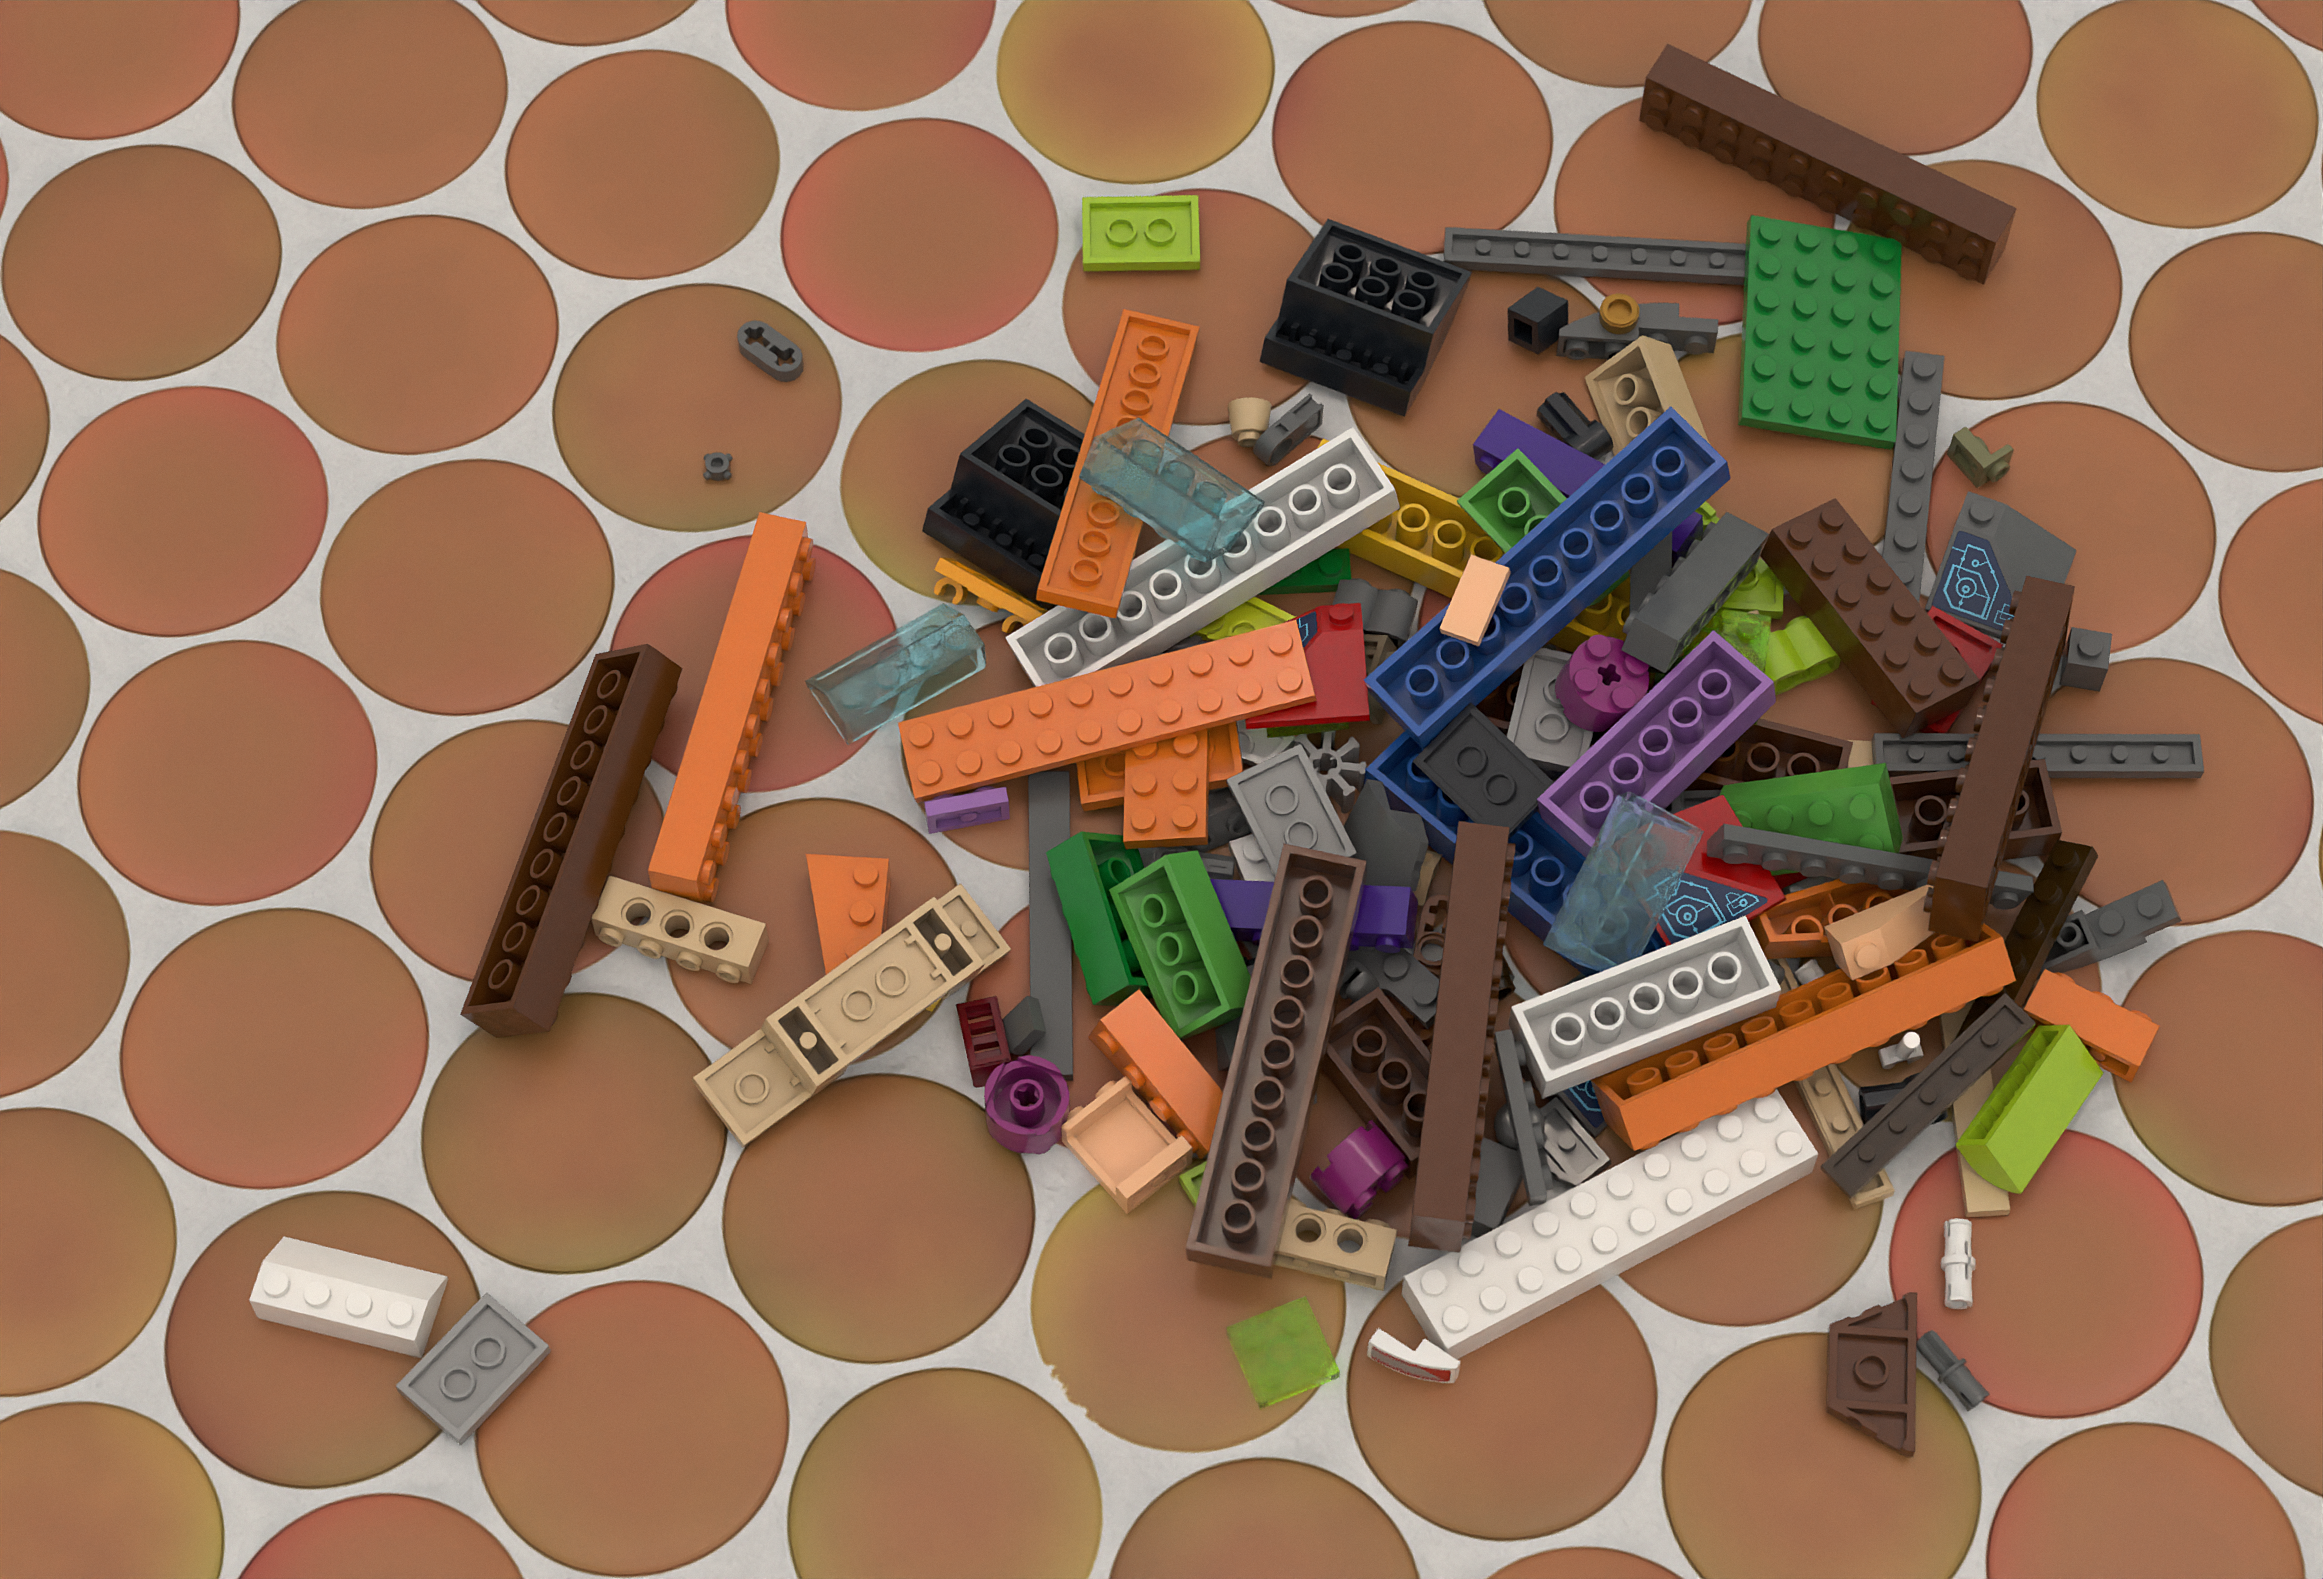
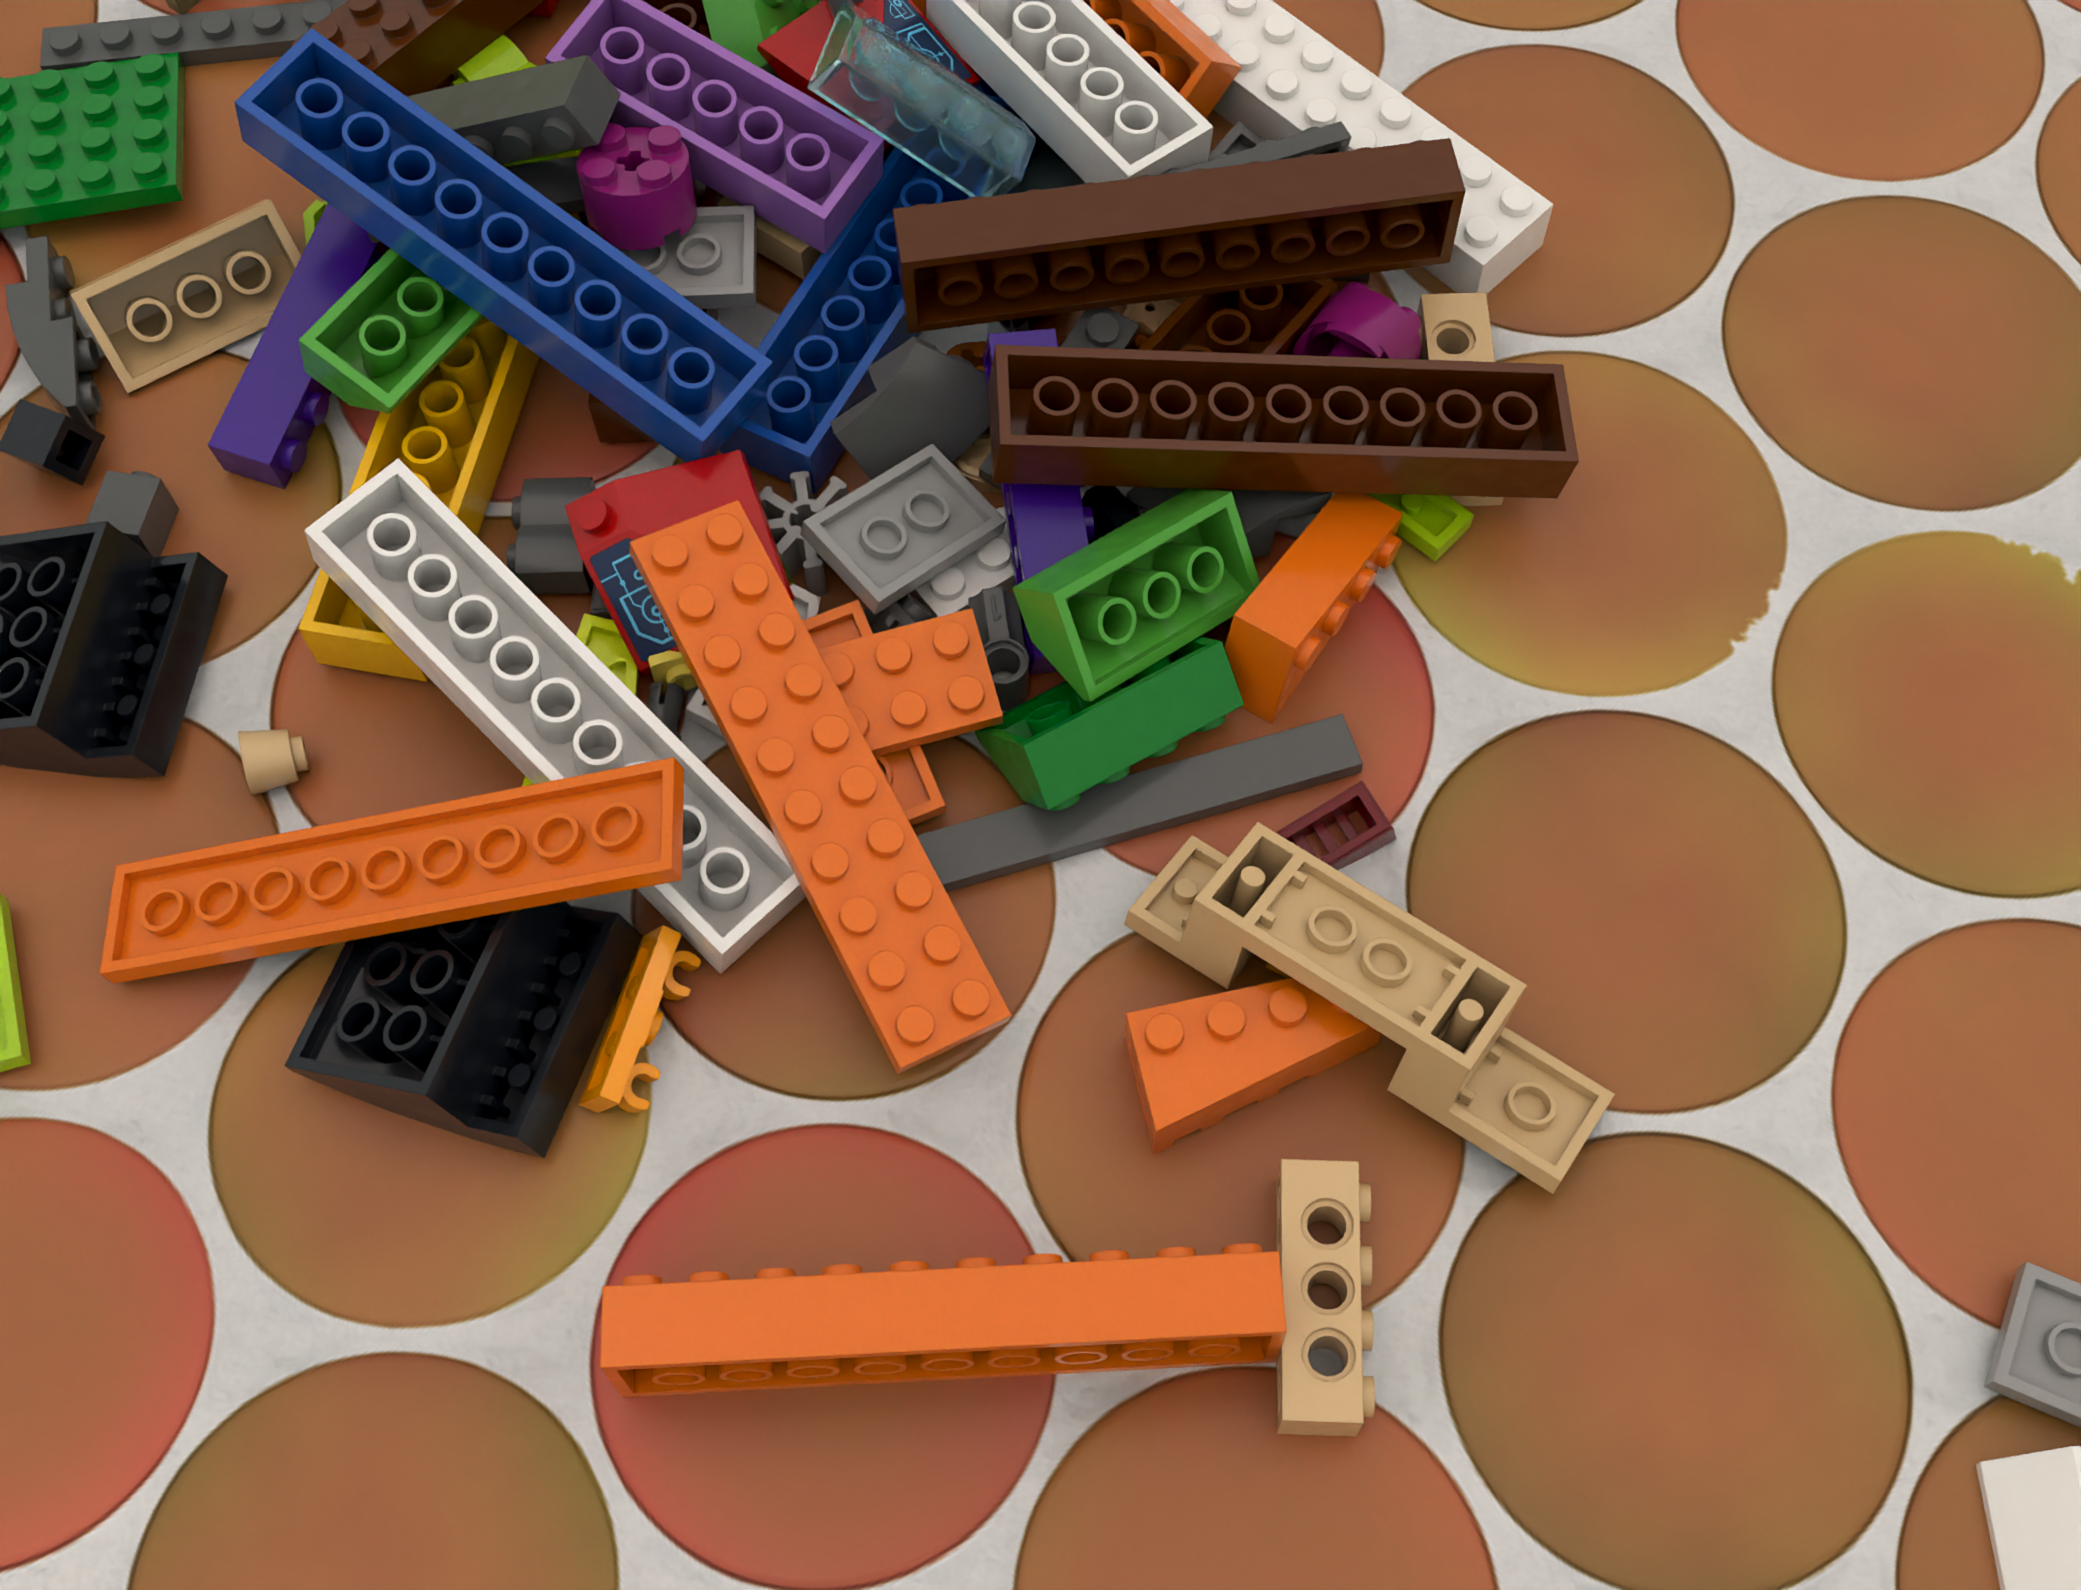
camera: 105 degrees left, 0 degrees up
(572, 842) = (1247, 1497): reddish brown brick -> none
(717, 466) = (486, 1519): dark grey piece -> none
(766, 356) = (235, 1496): dark grey beam -> none
(898, 672) = (792, 1121): clear light blue slope -> none
(966, 810) = (998, 954): medium lavender plate -> none
(1008, 1093) = (1418, 742): magenta brick -> none
(1024, 1025) = (1299, 783): dark grey tile -> none
(1124, 1145) = (1417, 624): light nougat panel -> none
(1169, 489) = (450, 749): clear light blue slope -> none
(1282, 1352) = (1615, 398): clear neon green plate -> none
(1289, 431) = (278, 703): dark grey piece -> none
(1425, 1363) = (1561, 257): white slope -> none
(1467, 364) = (137, 507): none -> dark grey brick
(1475, 600) = (566, 306): light nougat tile -> none
(1484, 771) = (796, 301): black tile -> none
(1573, 427) = (213, 378): black piece -> none
(1619, 313) = (33, 339): pearl gold tile -> none

